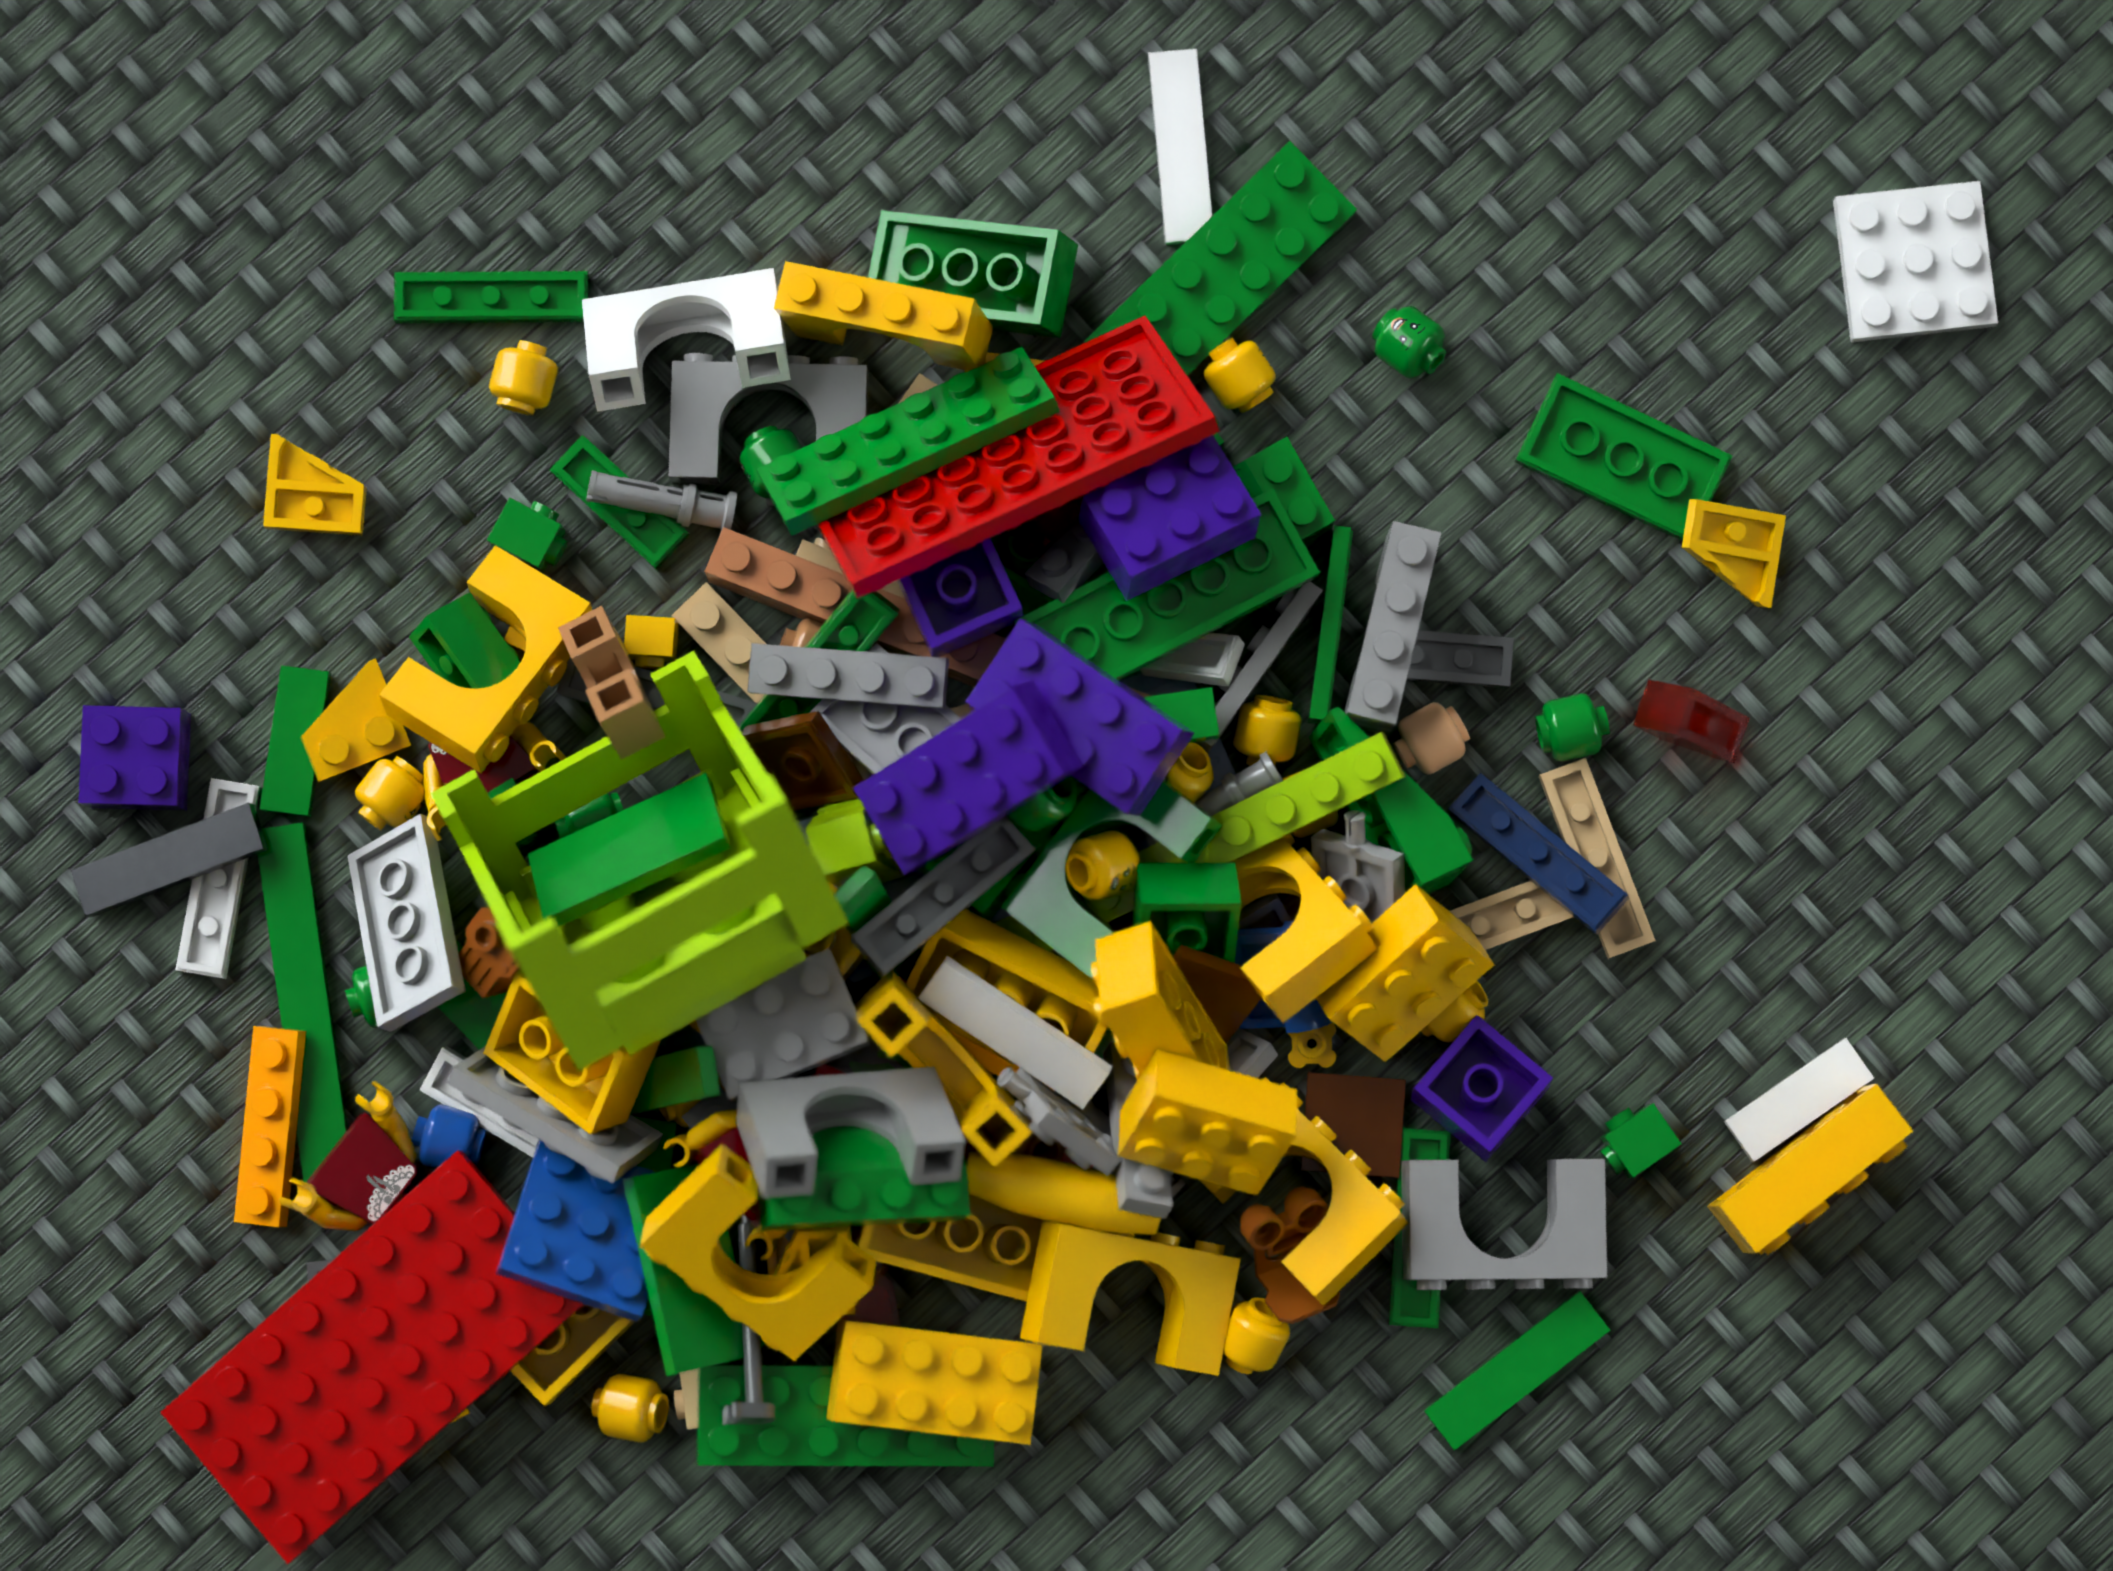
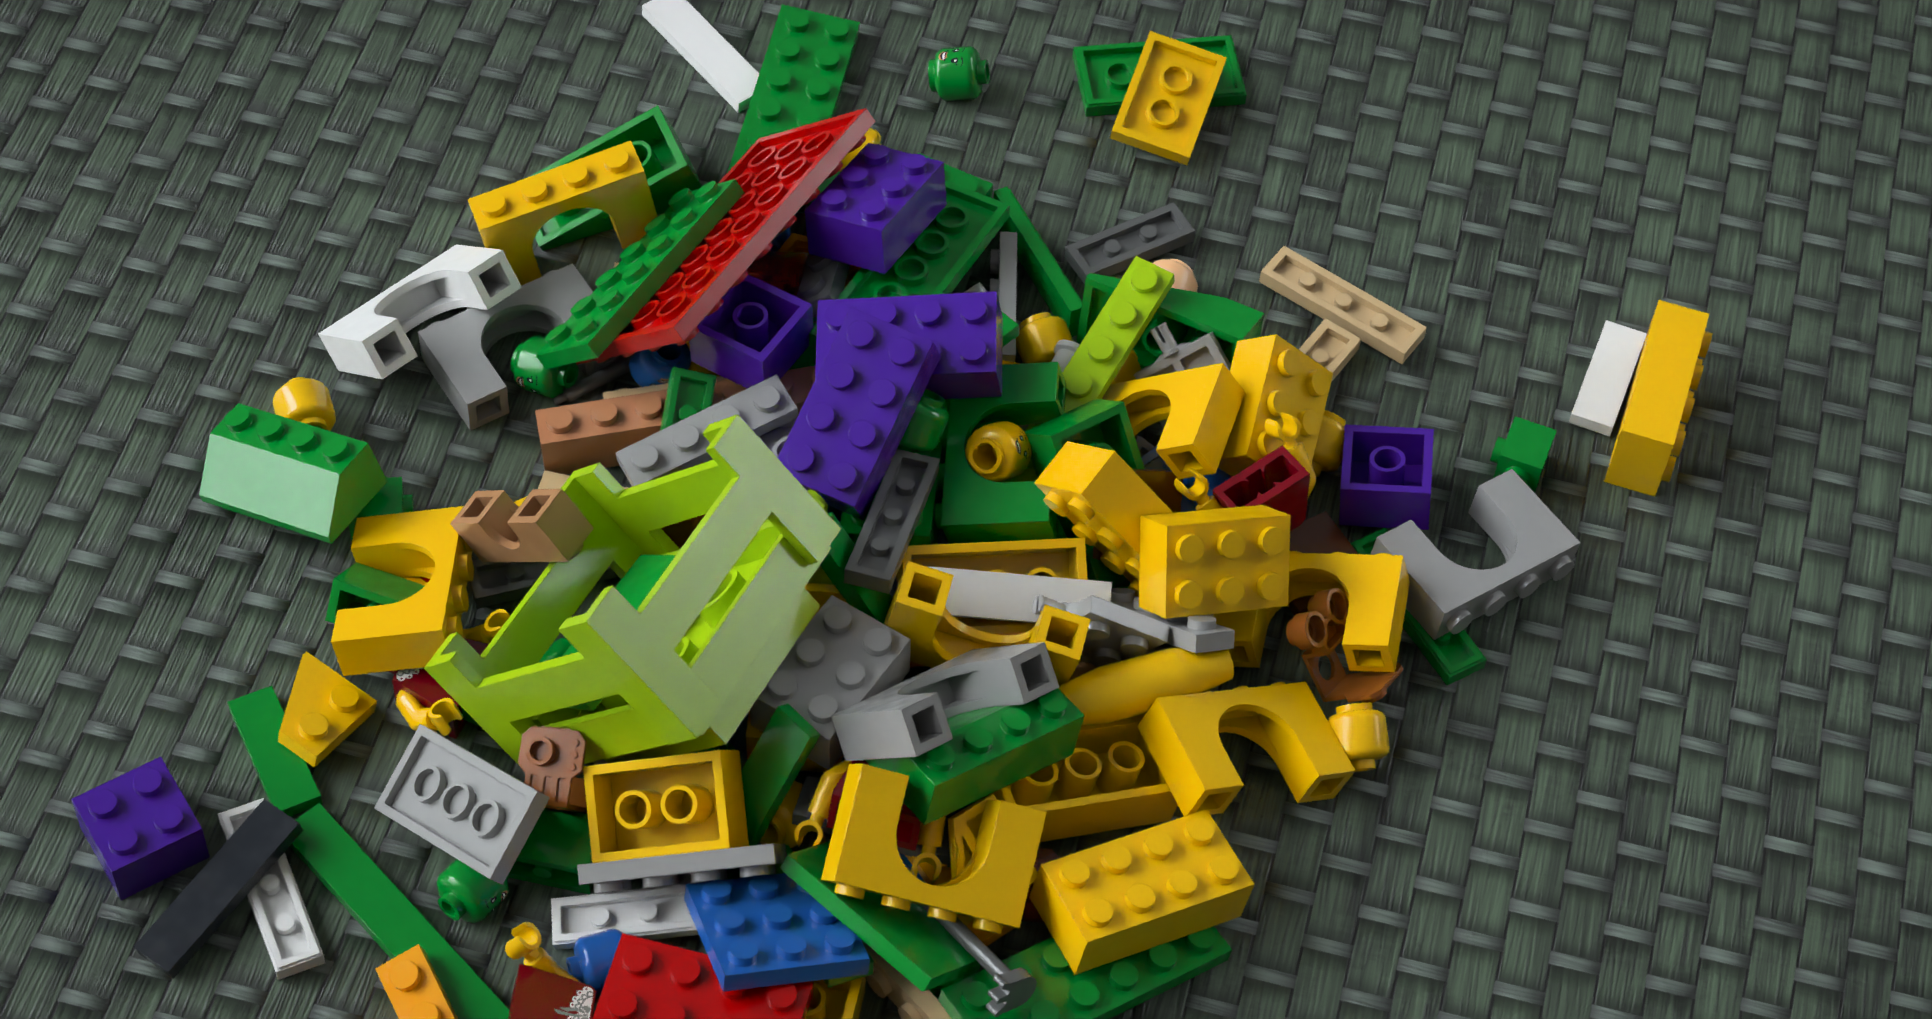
camera: 40 degrees left, 30 degrees down
(310, 493) = (177, 573): yellow wing -> none
(390, 793) = (381, 739): yellow head -> none
(456, 461) = (288, 473): none -> slope
(490, 296) = (240, 380): green tile -> none
(647, 533) = (439, 458): green tile -> none
(684, 503) = (491, 425): light grey pin -> none
(1319, 1064) = (1277, 480): none -> dark red torso
(1392, 627) = (1075, 193): light grey arch -> none
(1516, 1370) = (1566, 658): green tile -> none
(1538, 853) = (1321, 314): dark blue tile -> none
(1571, 727) = (1258, 234): green head -> none
(1600, 506) = (1168, 98): none -> yellow plate
(1691, 720) = (1334, 189): clear red slope -> none
(1736, 546) = (1279, 77): yellow wing -> none

